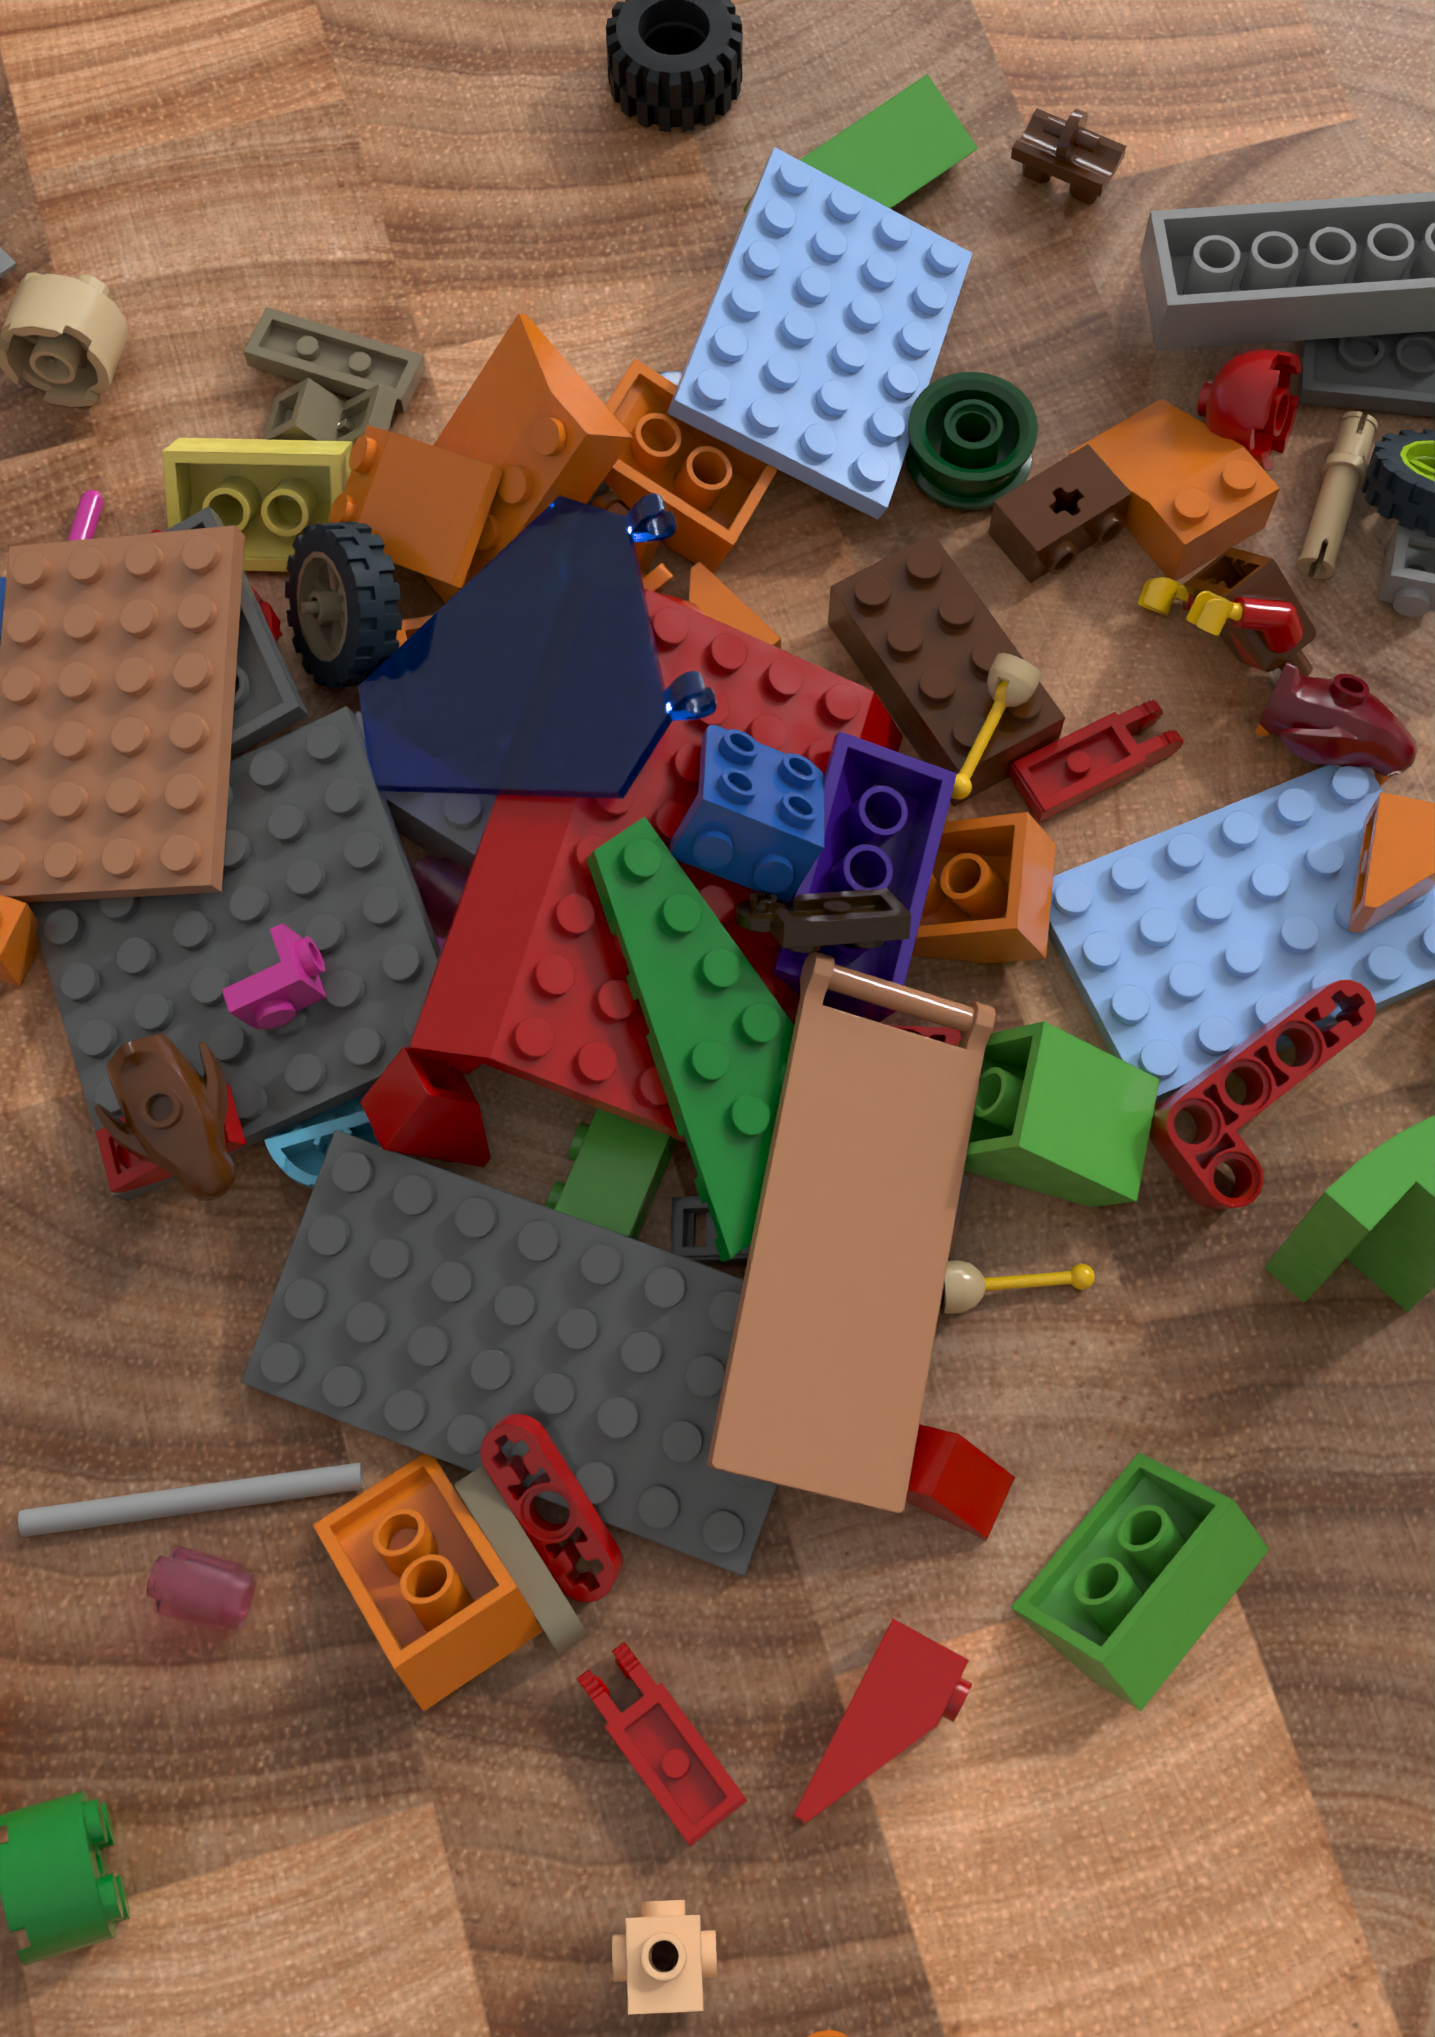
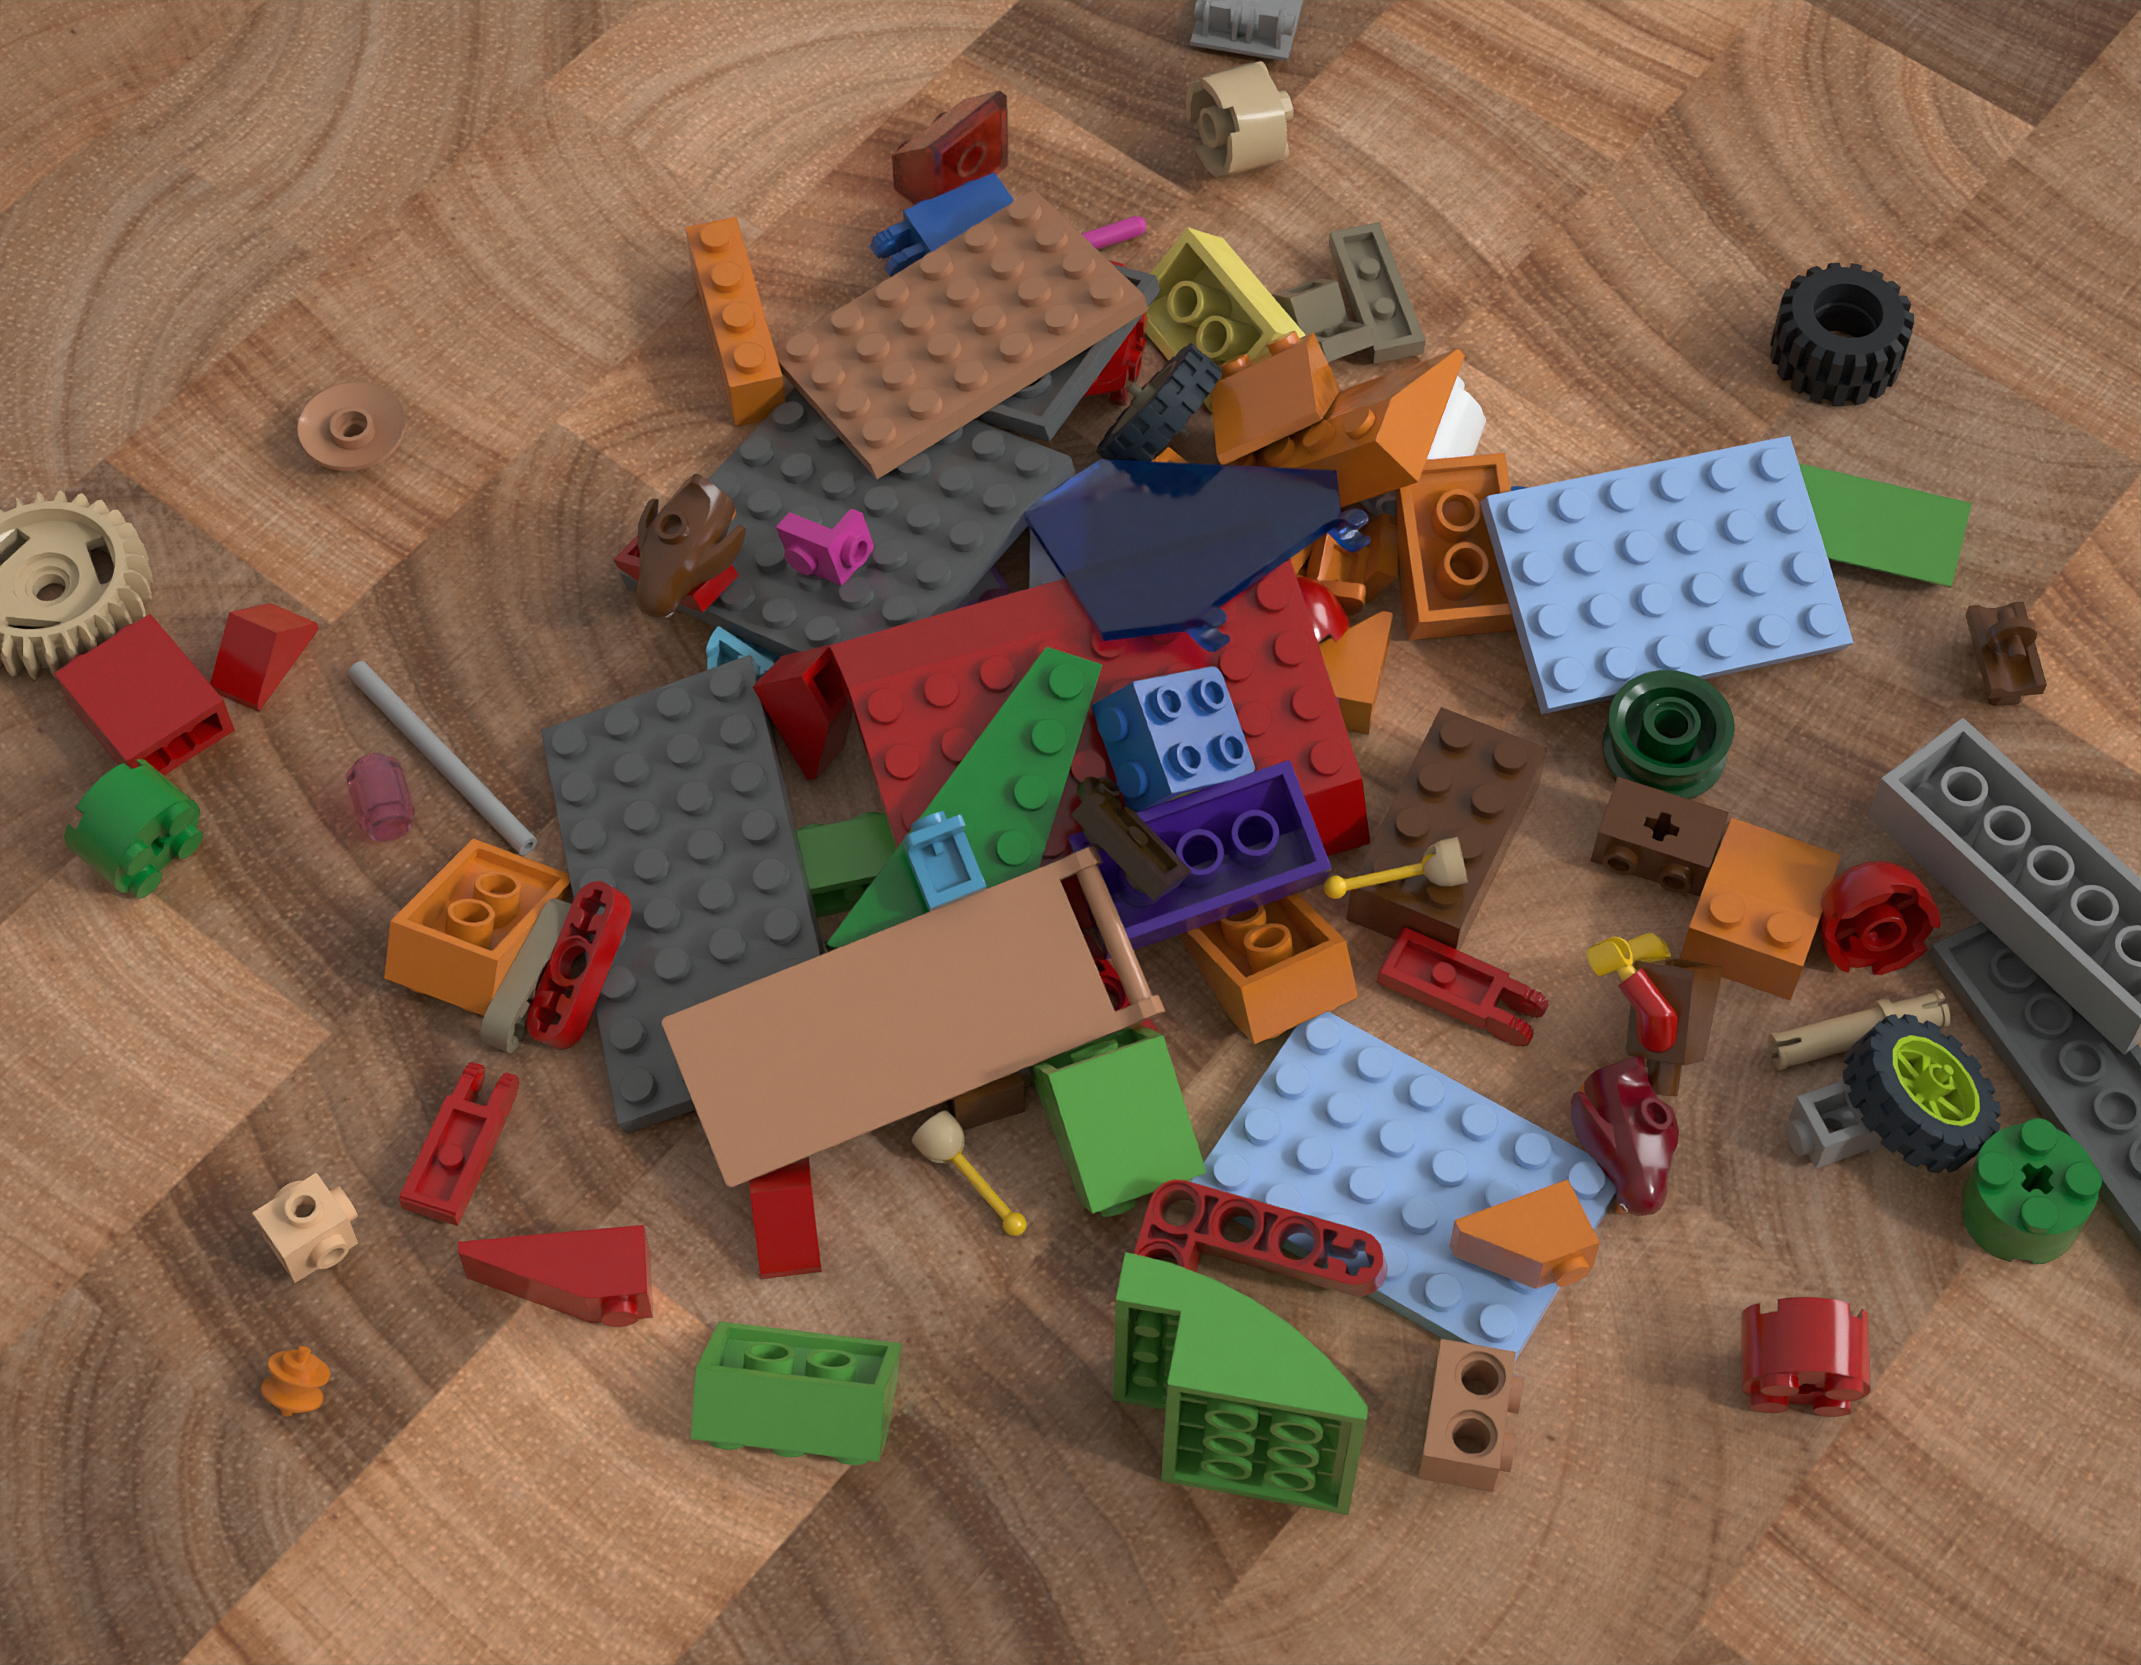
camera: 55 degrees right, 10 degrees down
(747, 1093) = (942, 860): none -> dark azure bracket

